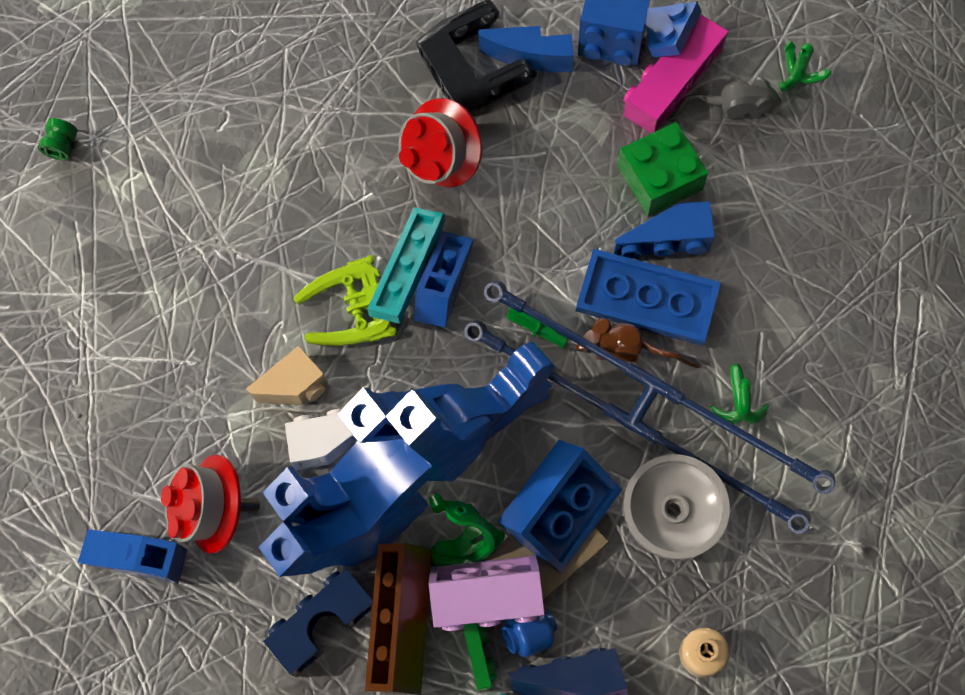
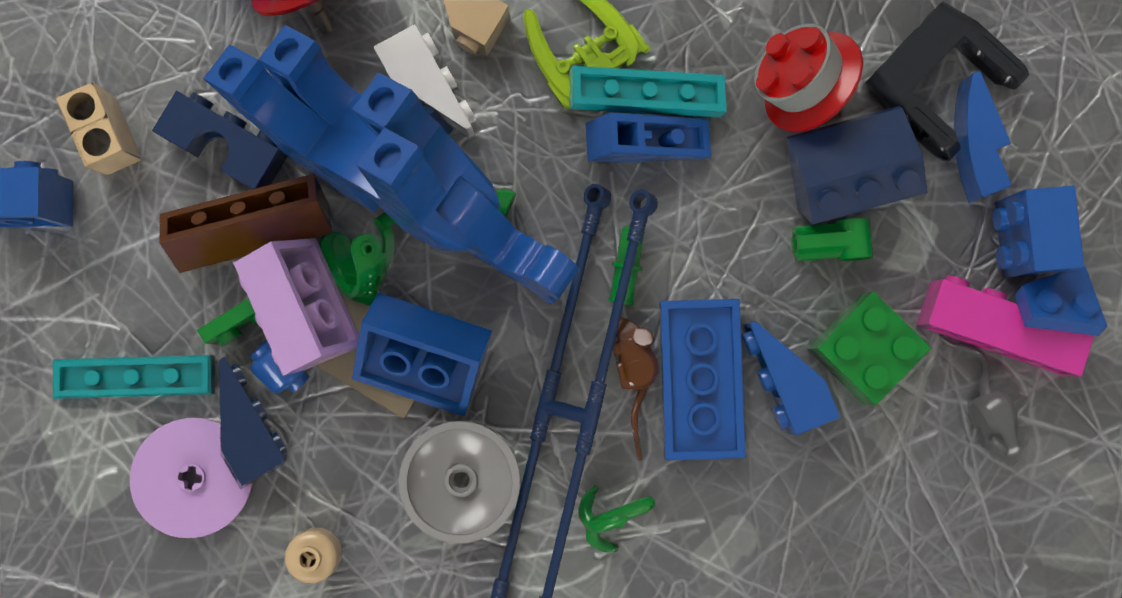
camera: 65 degrees right, 15 degrees up
(519, 134) = (856, 165): none -> dark blue slope
(571, 163) = (842, 240): none -> green piece
(798, 66) = (1062, 475): green piece -> none

